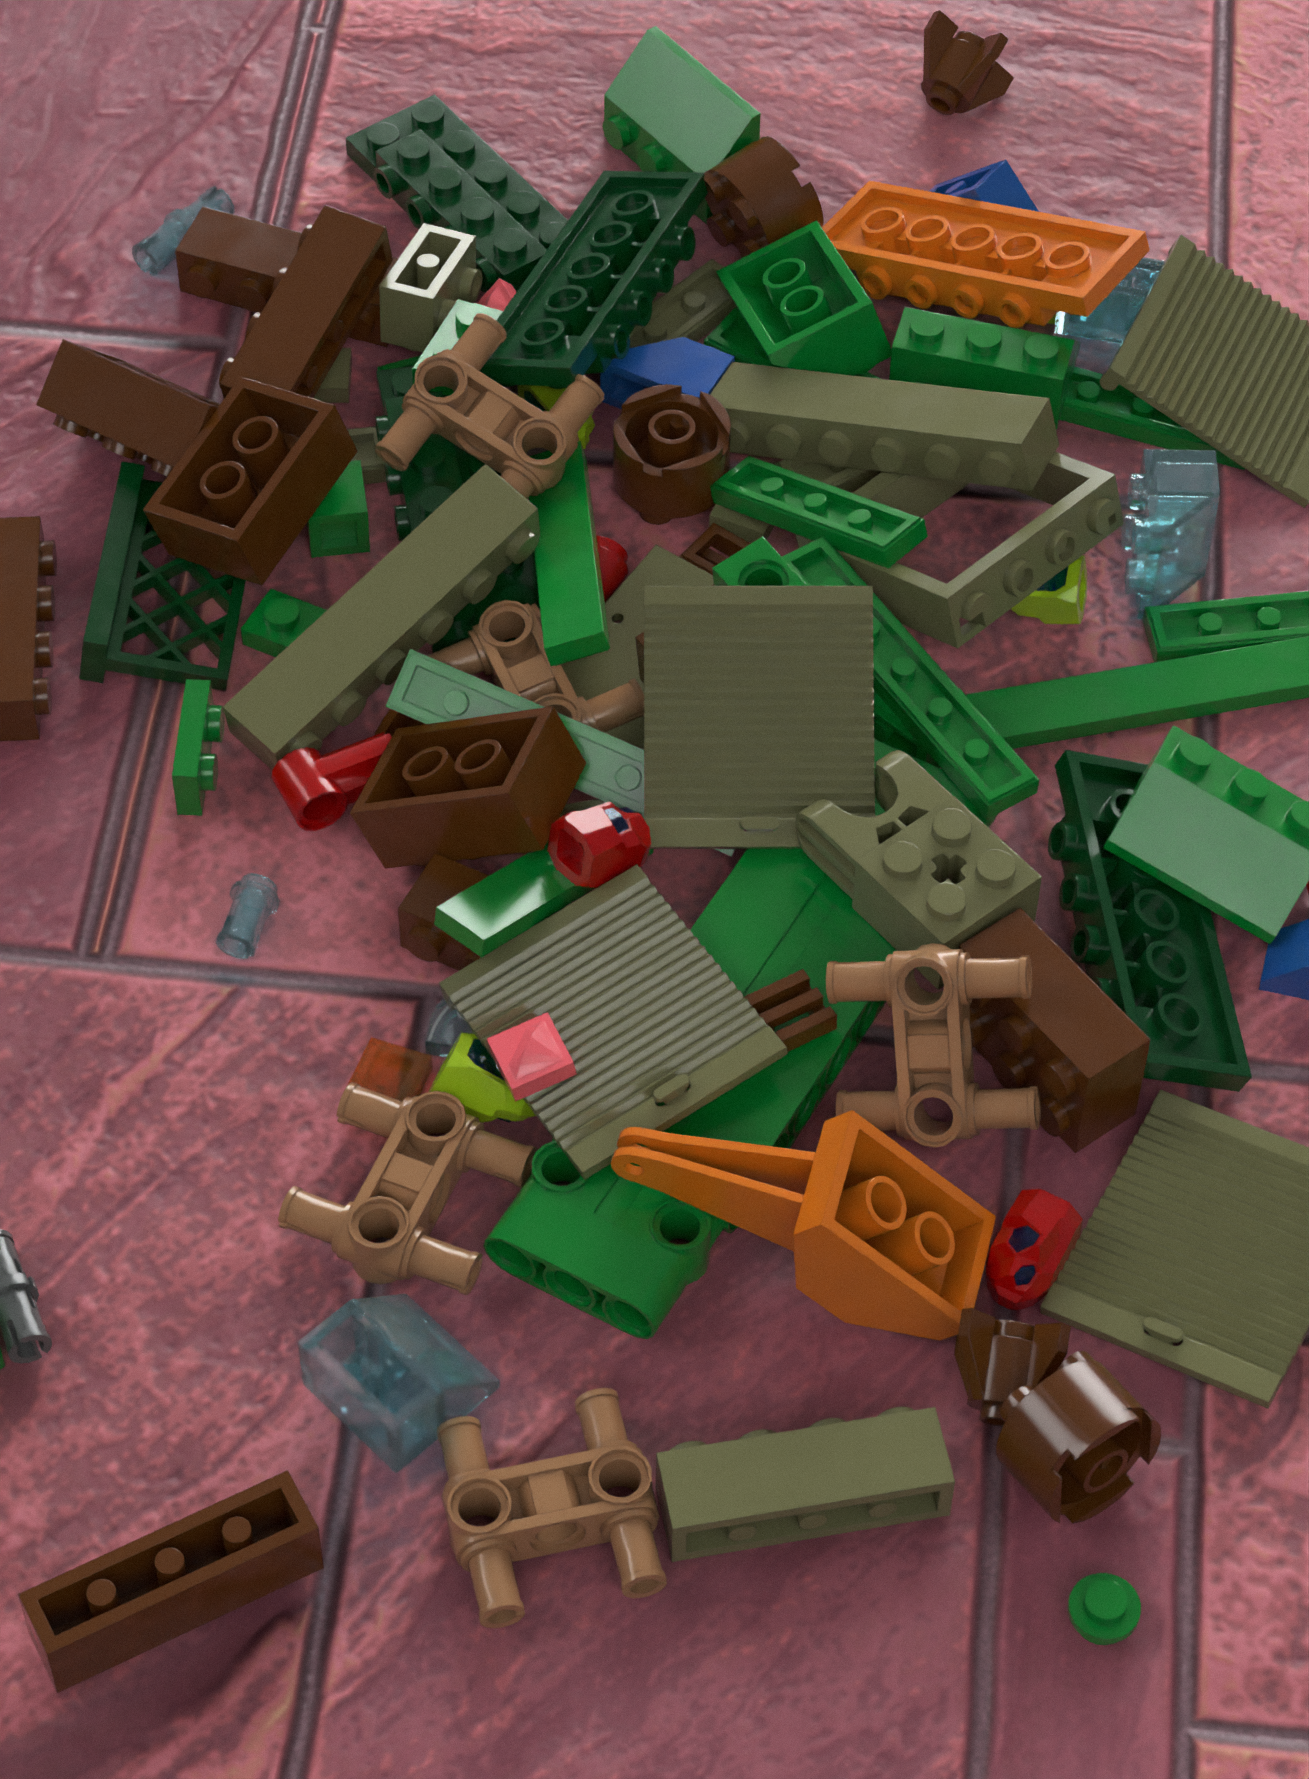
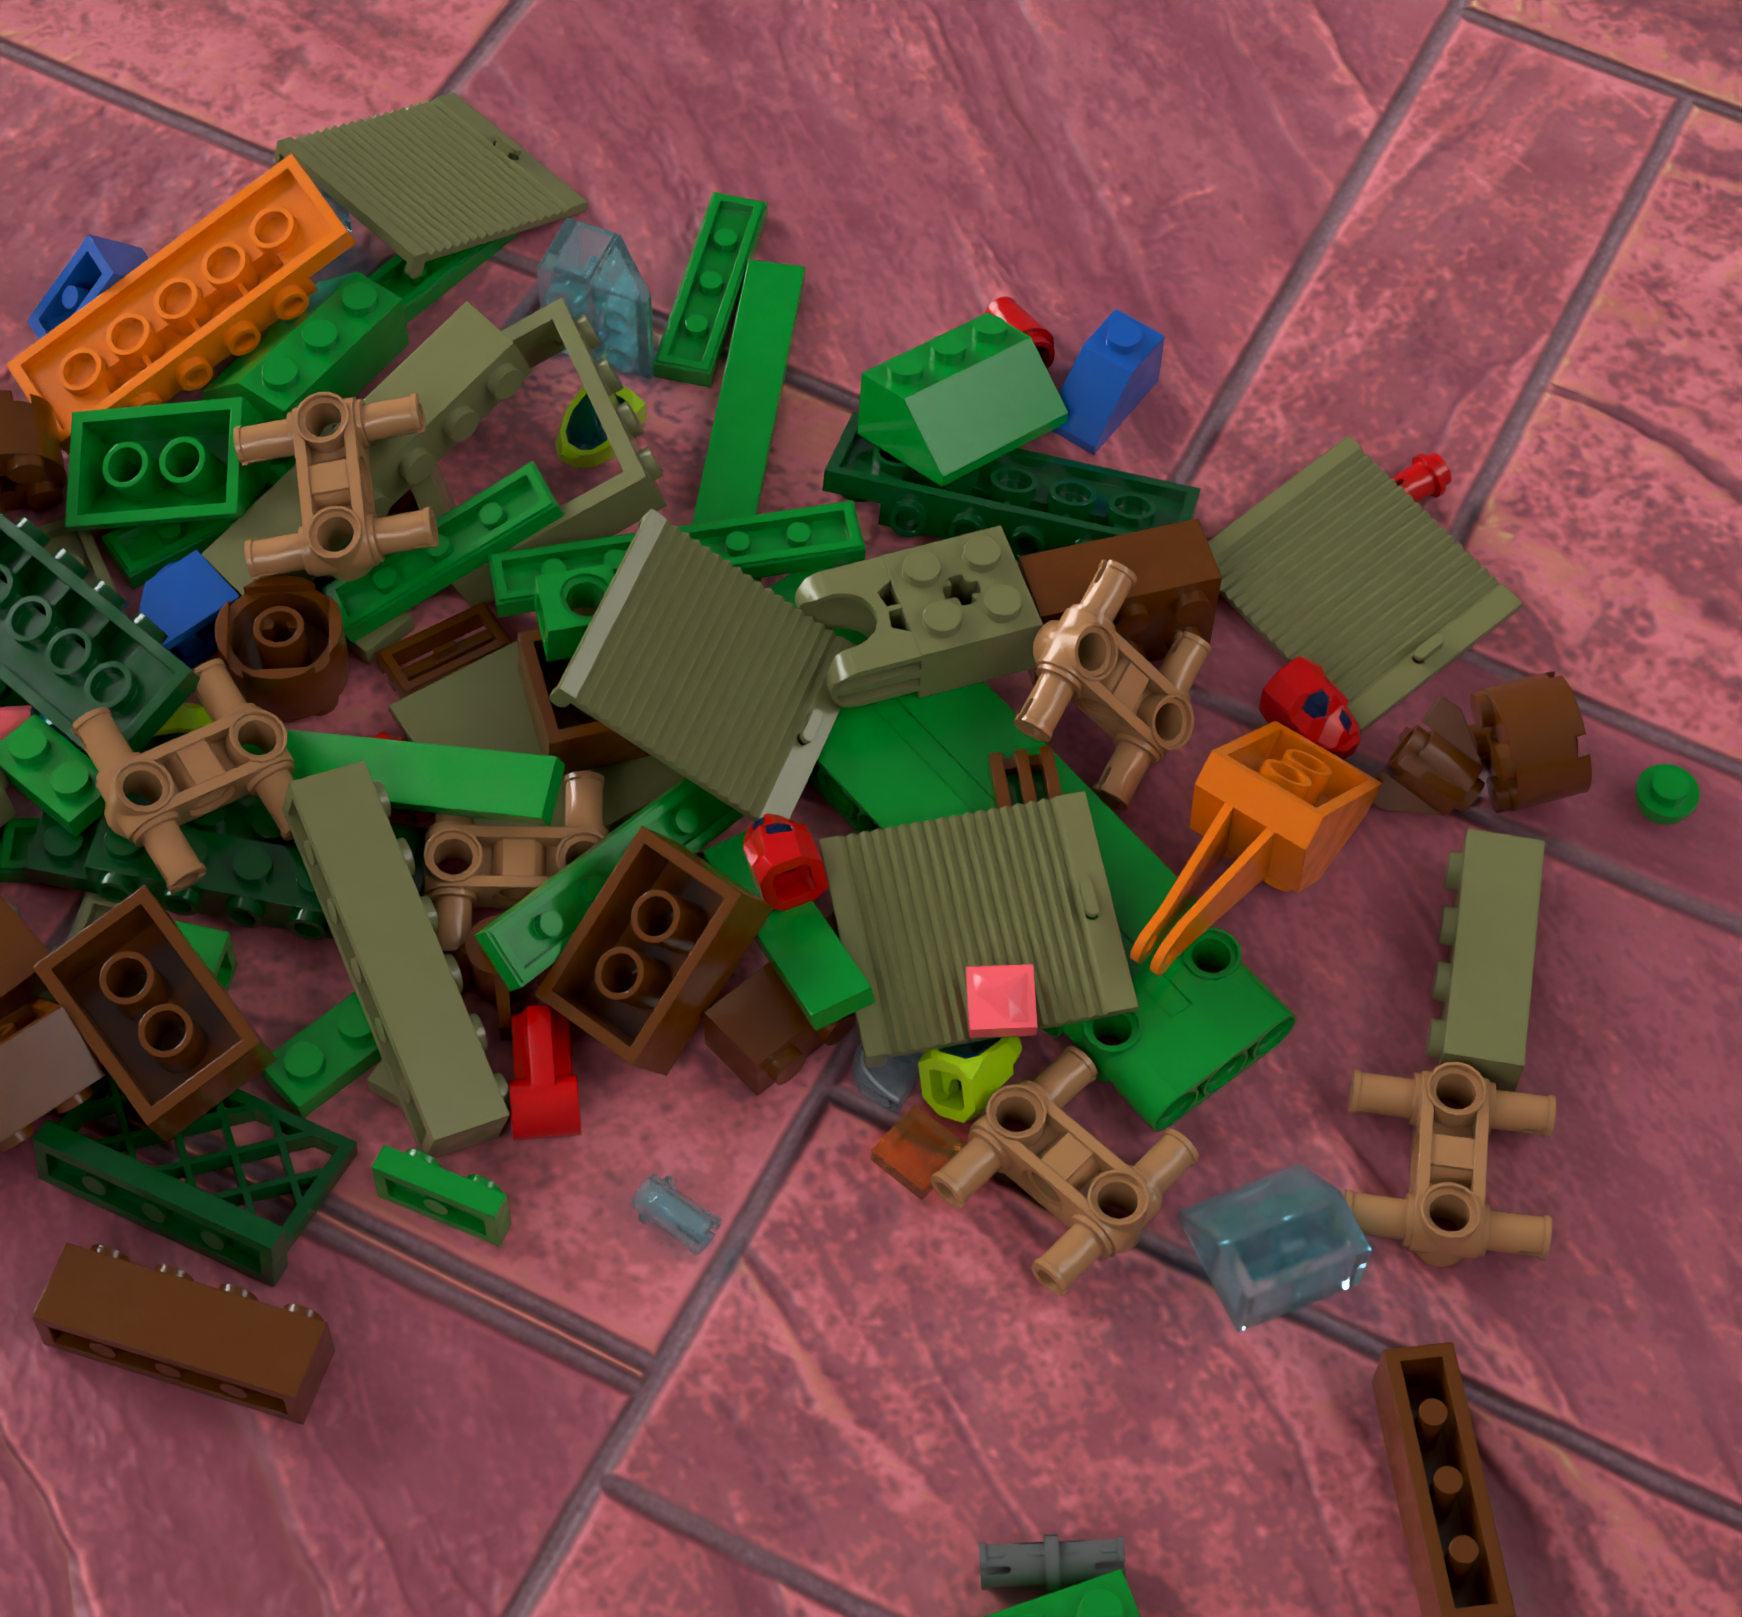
camera: 70 degrees left, 5 degrees up
(815, 396) = (335, 486): none -> medium nougat piece

